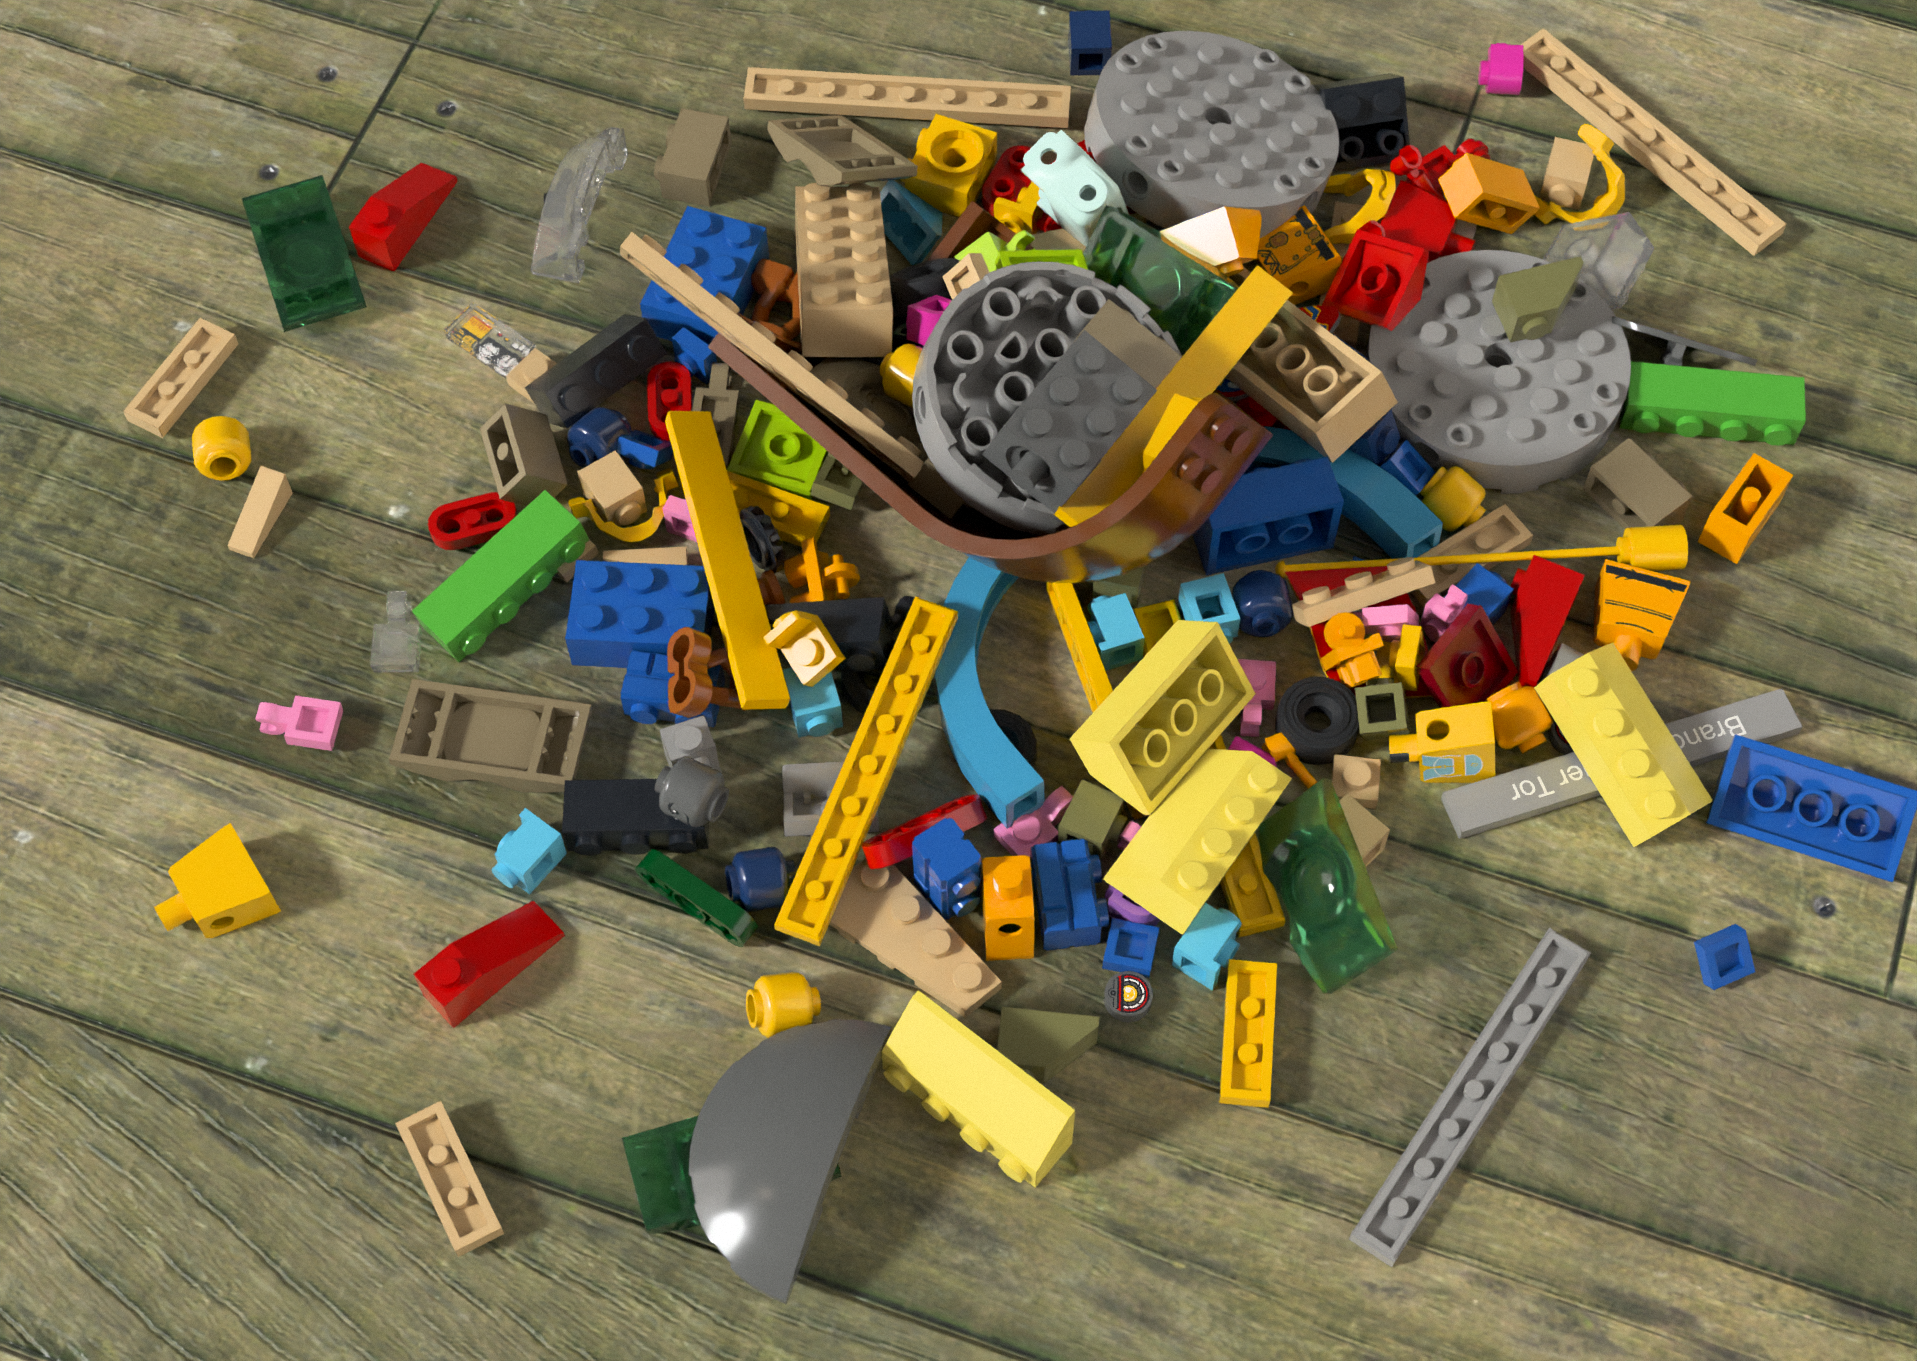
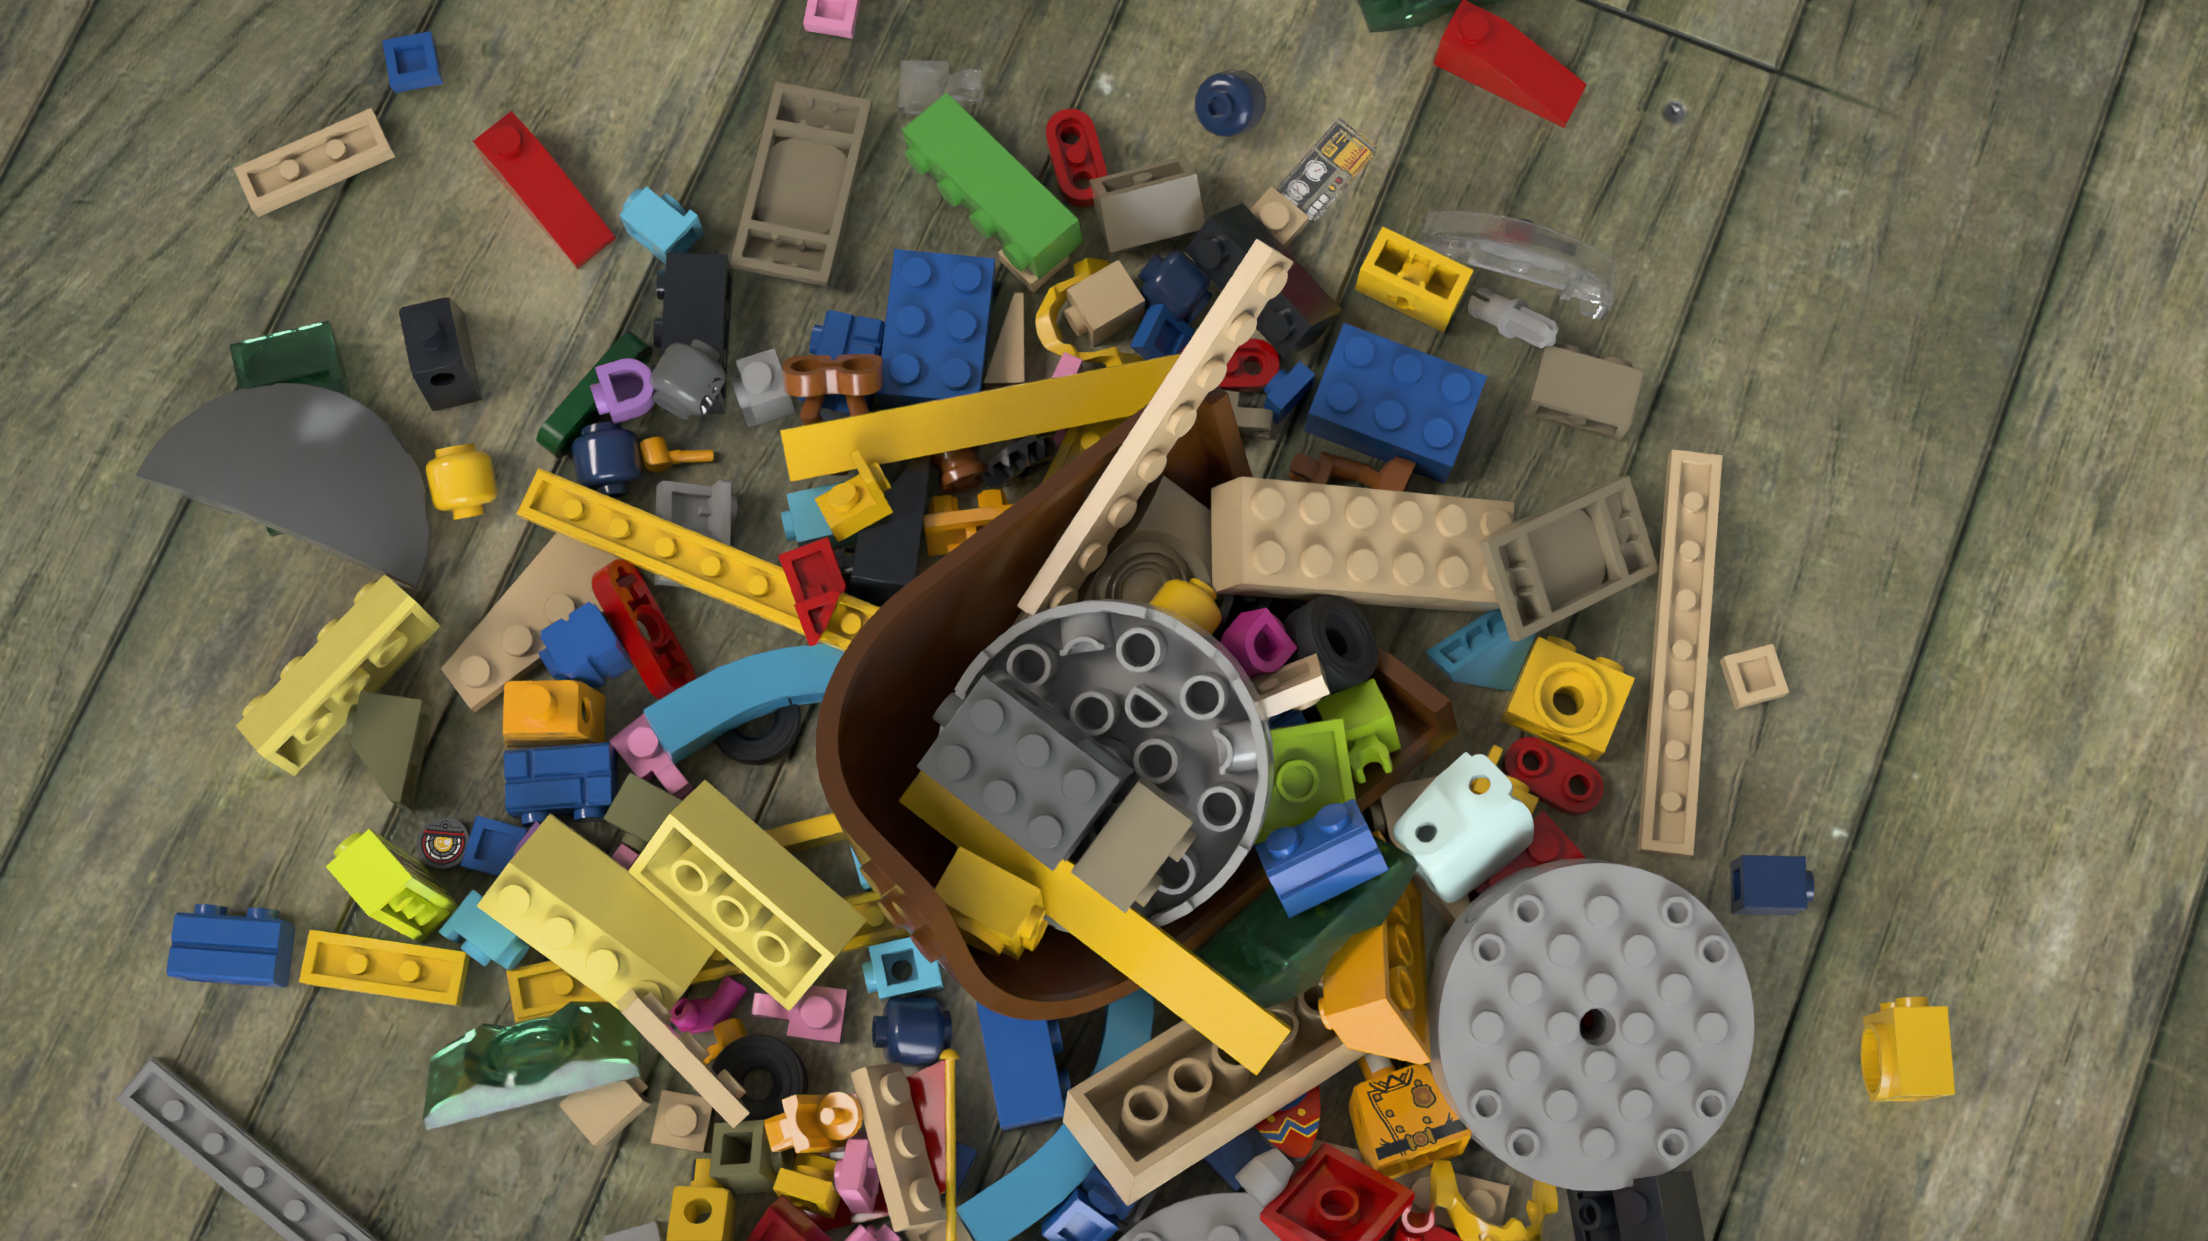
camera: 90 degrees right, 15 degrees up
(345, 1094) = (412, 62): none -> blue plate
(430, 400) = (1230, 103): none -> dark blue head
(595, 266) = (1413, 279): none -> yellow brick
(633, 197) = (1513, 318): none -> light grey axle
(653, 1030) = (439, 344): none -> black torso
(701, 849) = (623, 389): none -> medium lavender plate
(755, 838) = (659, 458): none -> light orange hand
(889, 667) = (815, 585): none -> red slope
(925, 52) = (1754, 676): none -> tan plate
(1108, 251) = (1321, 857): none -> blue brick
(1187, 981) = (391, 885): none -> neon yellow brick
(1244, 1167) = (231, 948): none -> blue brick
(1310, 741) = (685, 1055): none -> tan plate
(1357, 330) = (1265, 1176): none -> light grey hose

